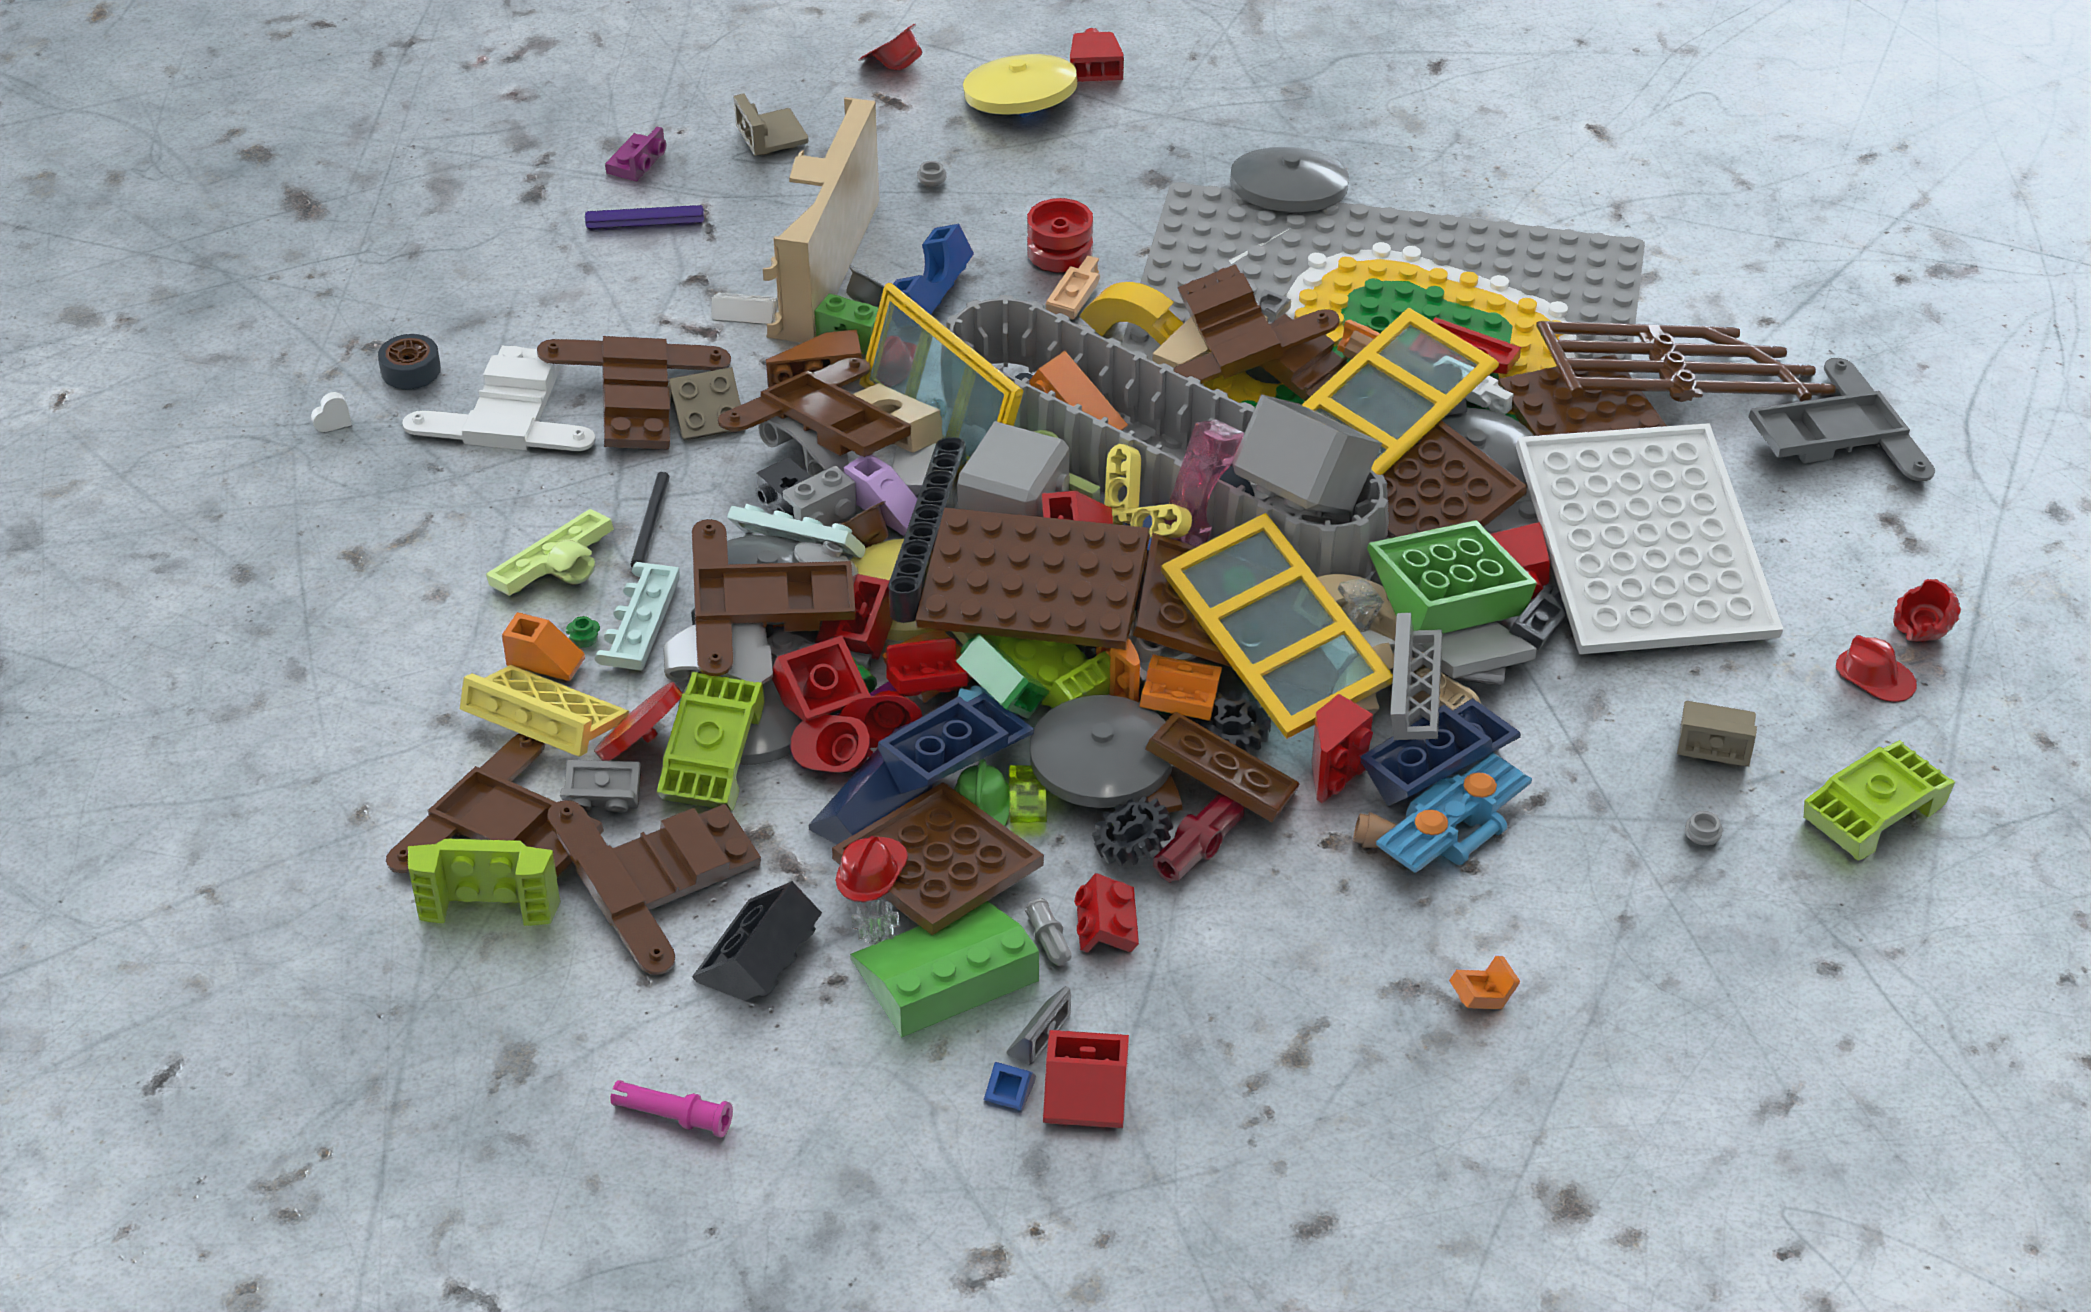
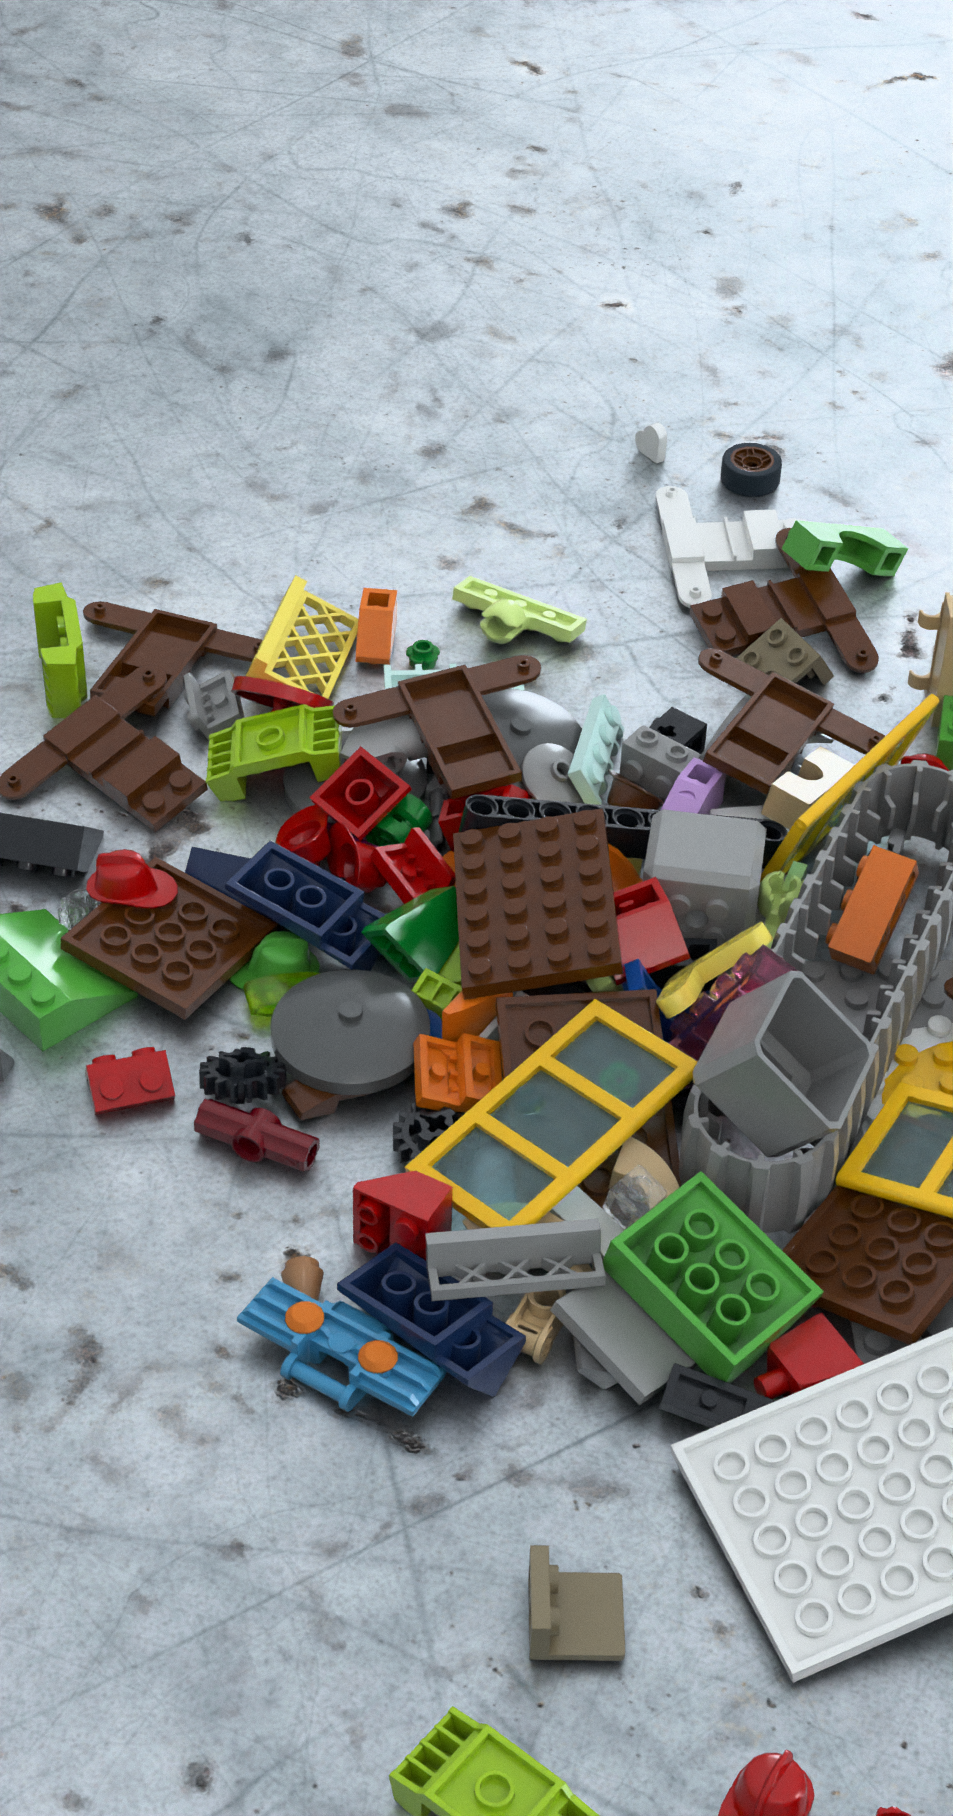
camera: 75 degrees right, 0 degrees up
(588, 319) = (869, 548): none -> bright green arch
(650, 518) = (603, 665): black bar -> none
(813, 355) = (884, 715): dark orange slope -> none
(1048, 931) = (98, 1041): light grey axle -> none
(1223, 766) = (347, 1125): reddish brown tile -> none
(1486, 988) = (81, 1407): orange bracket -> none
(1704, 828) = (397, 1613): light grey plate -> none

